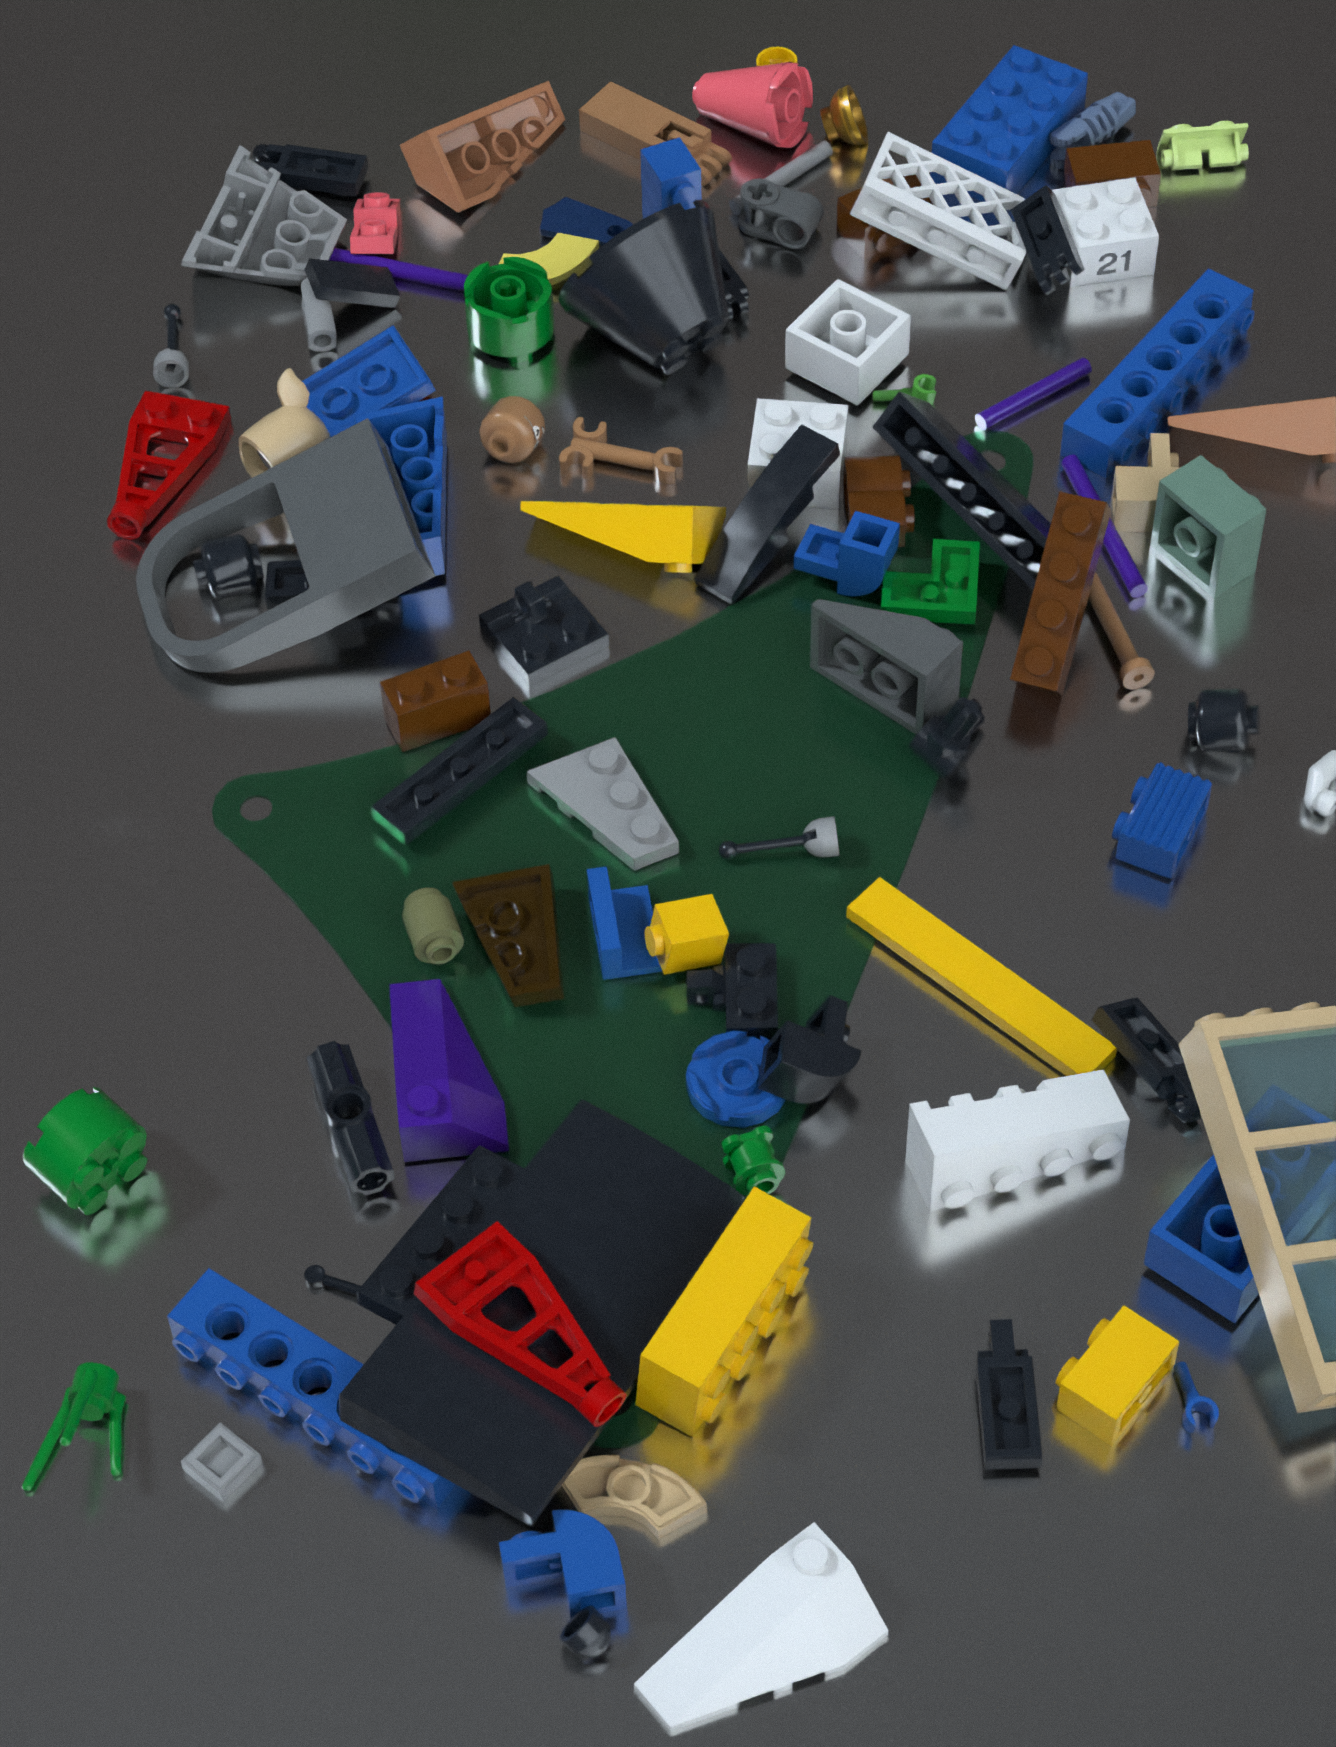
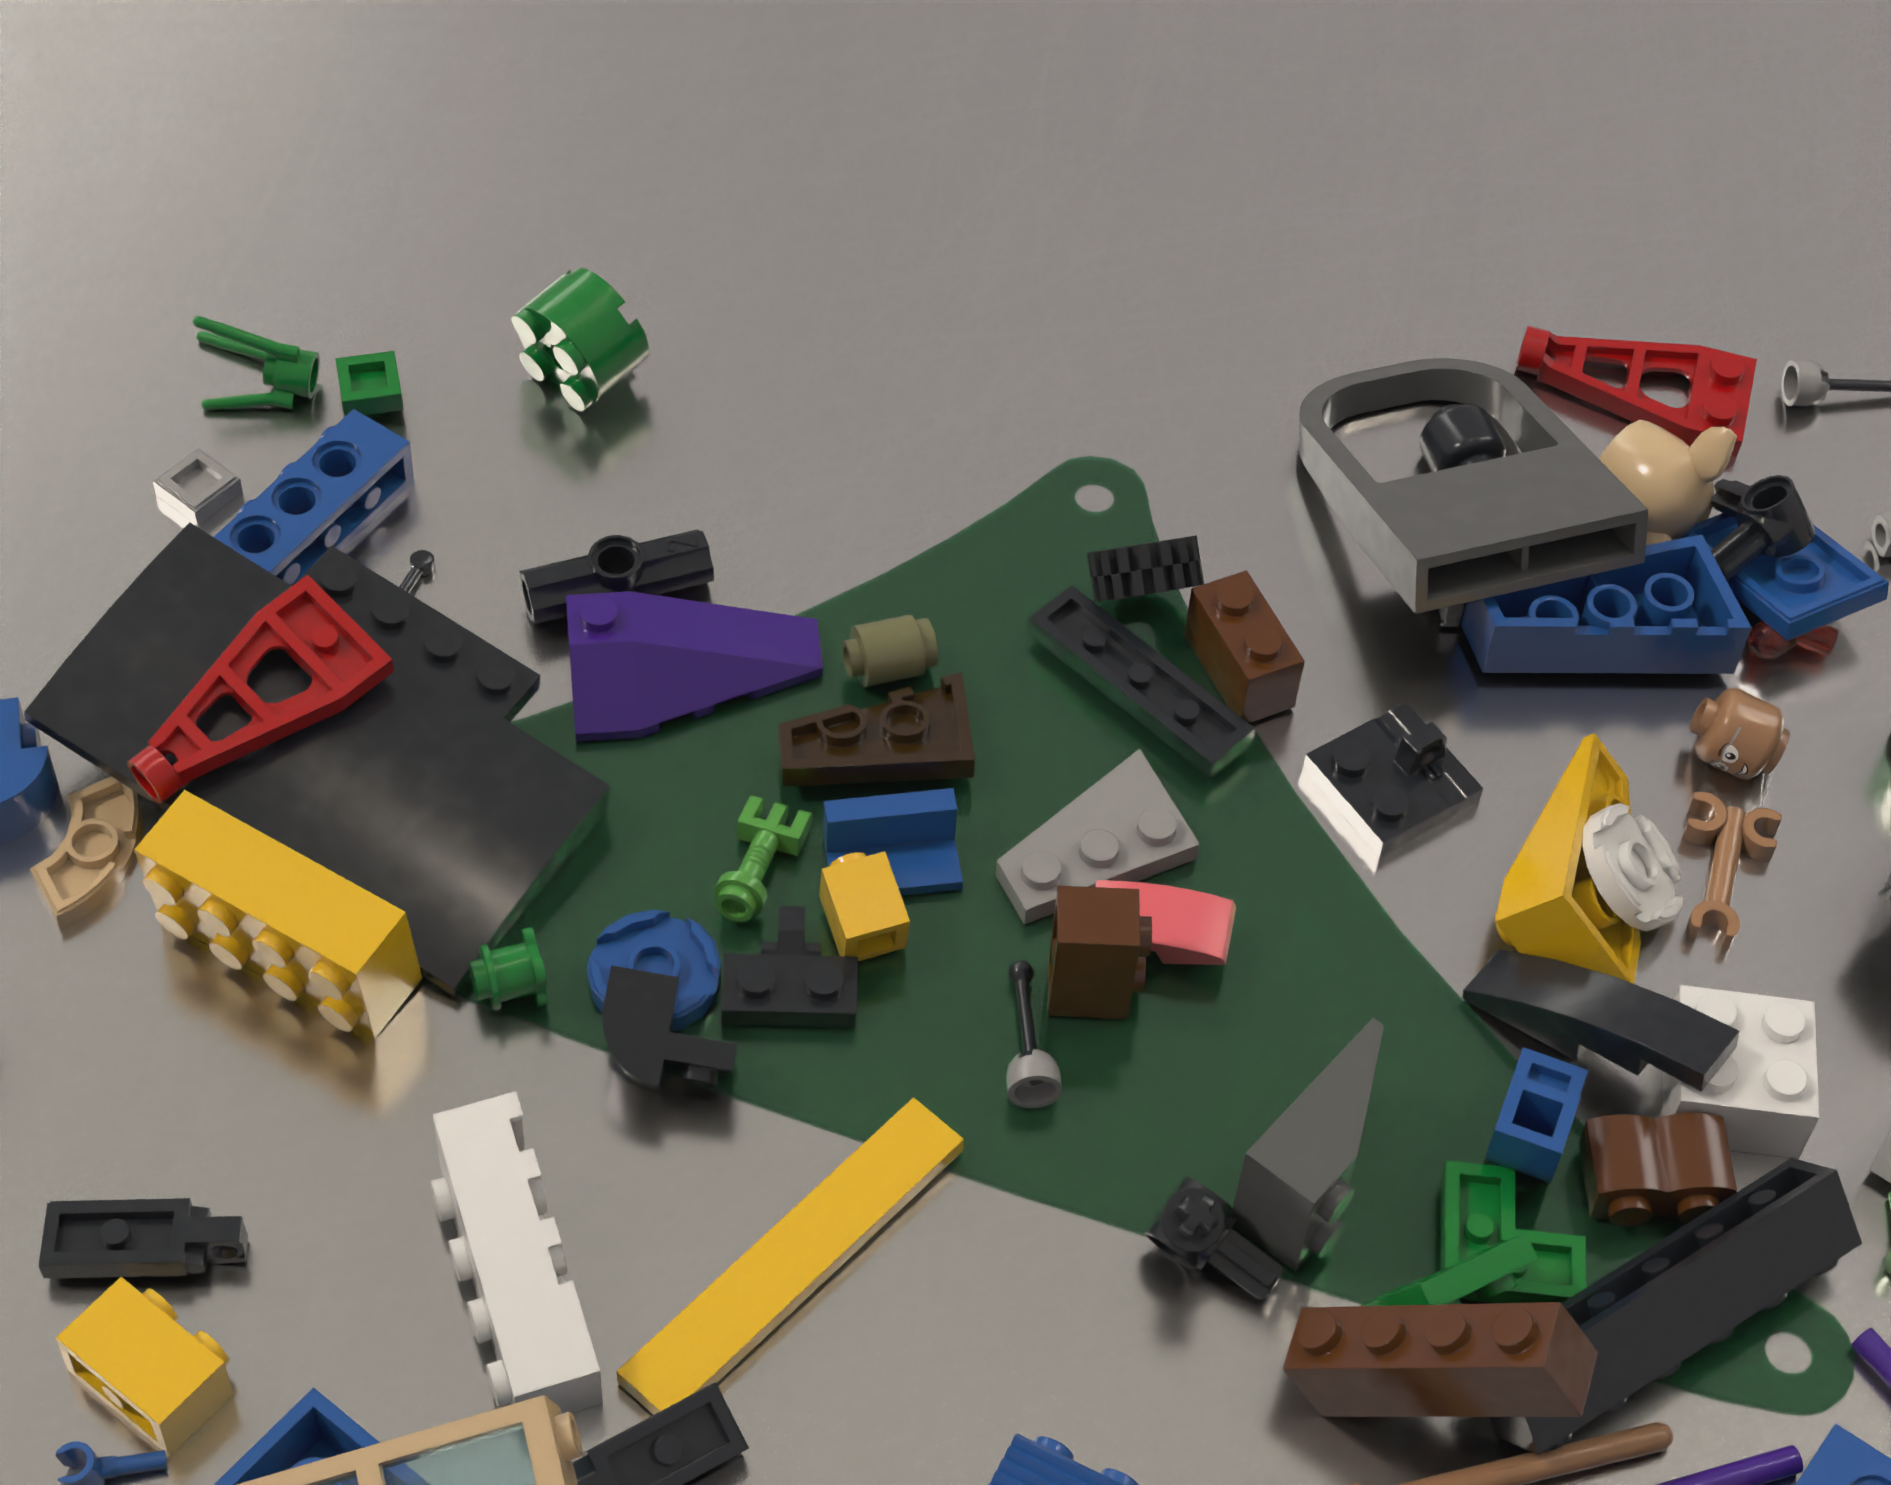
camera: 85 degrees right, 0 degrees up
(111, 1327) = (369, 383): none -> green plate
(346, 389) = (1768, 521): none -> black axle
(368, 750) = (1145, 568): none -> black tyre
(604, 1002) = (741, 892): none -> bright green hinge
(637, 491) = (1632, 867): none -> white tile
(688, 760) = (1185, 922): none -> coral slope
(734, 784) = (1097, 952): none -> reddish brown brick
(1002, 605) = (1484, 1272): none -> green plate

